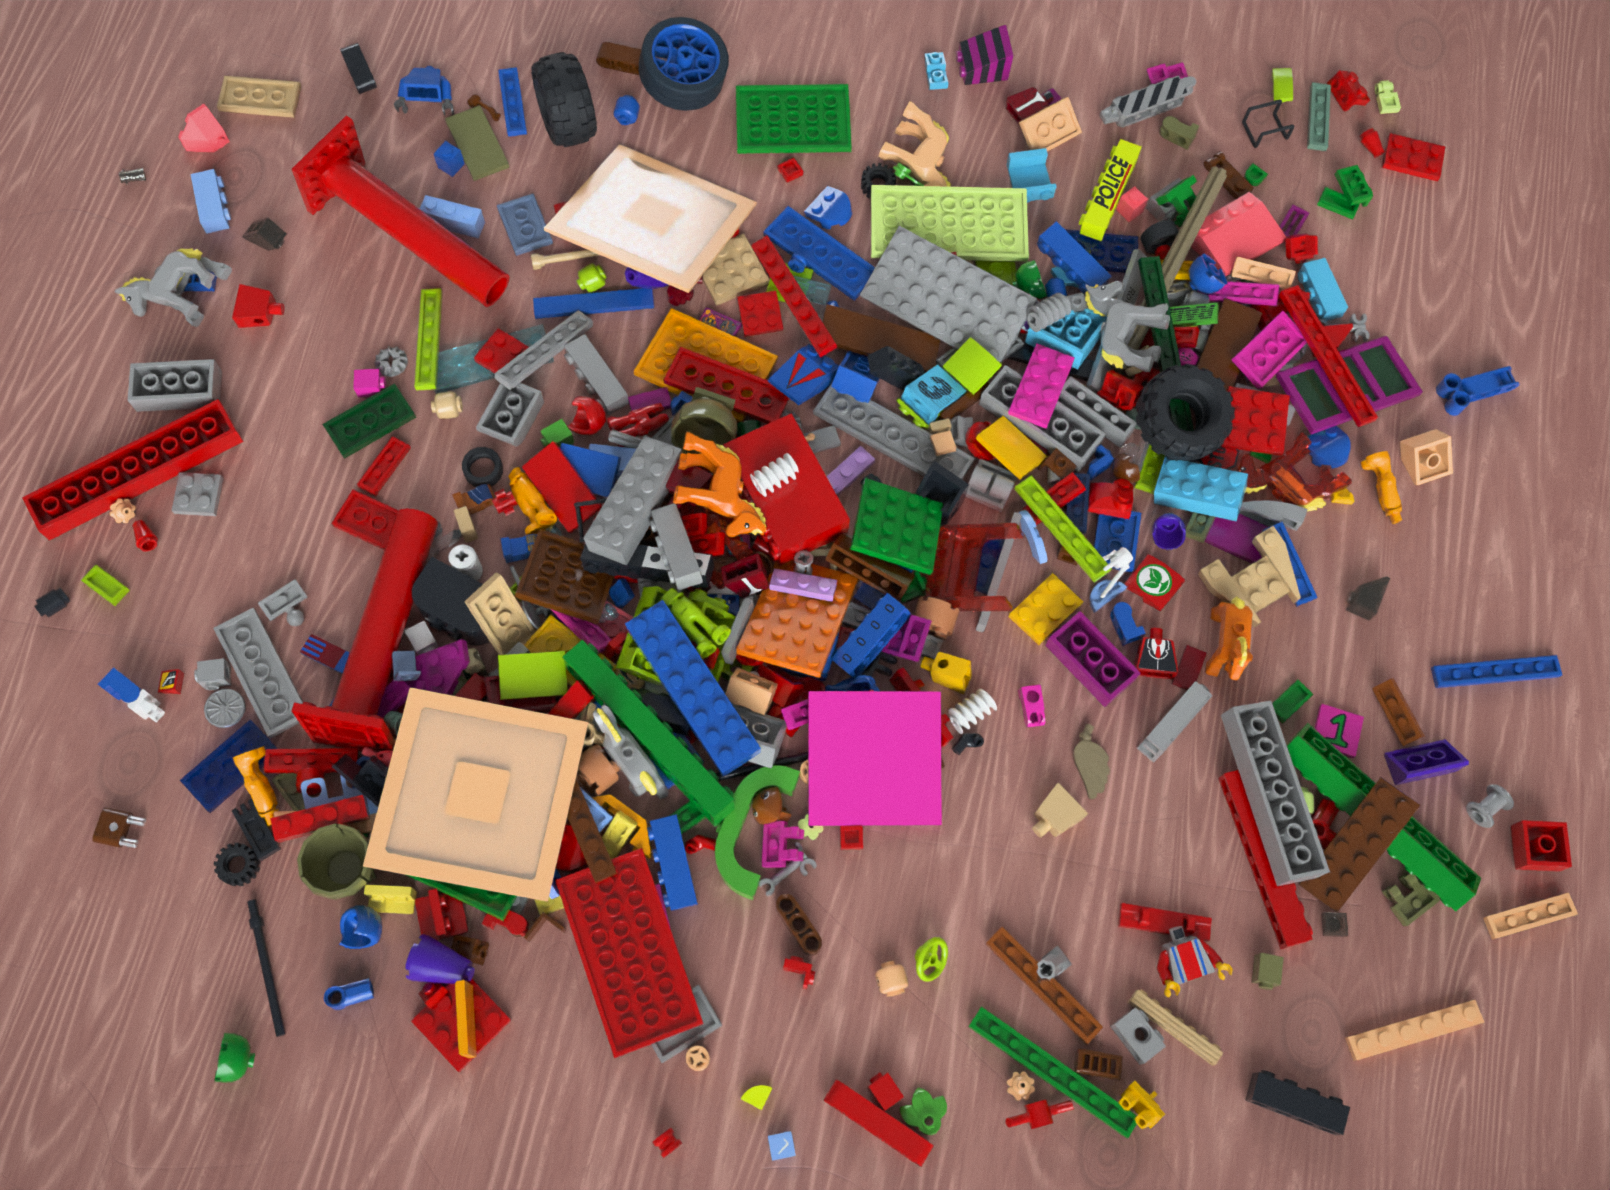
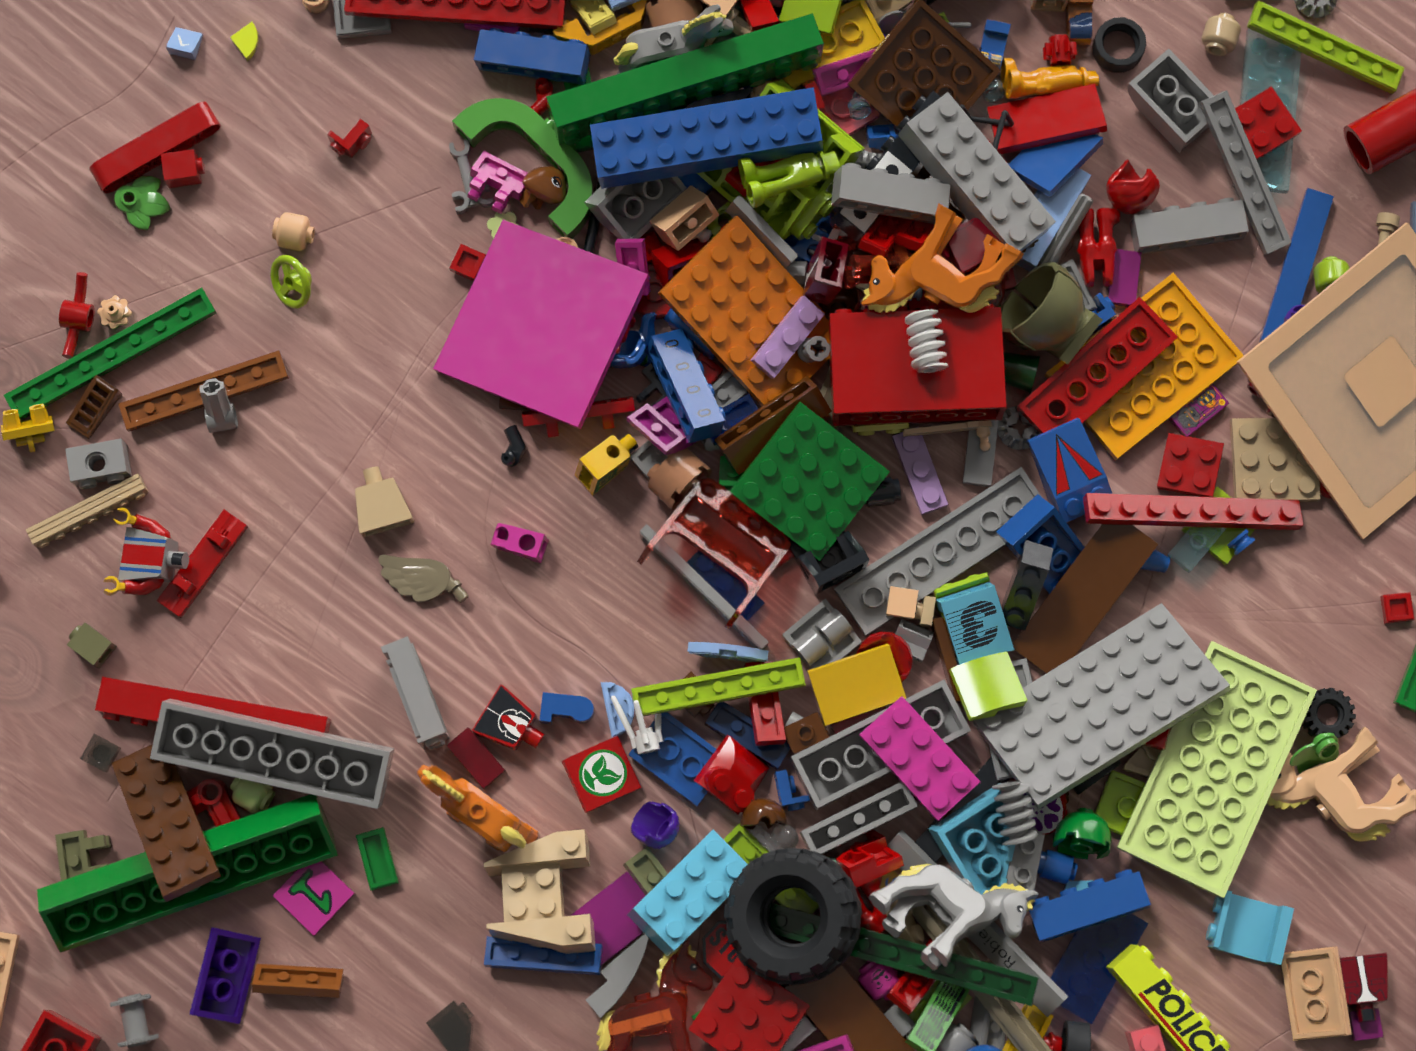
camera: 115 degrees right, 10 degrees up
(557, 432) = (1121, 145): bright green brick -> none
(793, 914) = (387, 155): reddish brown beam -> none
(823, 253) = (1250, 584): blue plate -> none
(830, 208) = (1312, 630): blue slope -> none
(970, 709) = (545, 466): white piece -> none
(1045, 609) = (631, 624): yellow plate -> none
(1092, 659) = (538, 639): magenta brick -> none

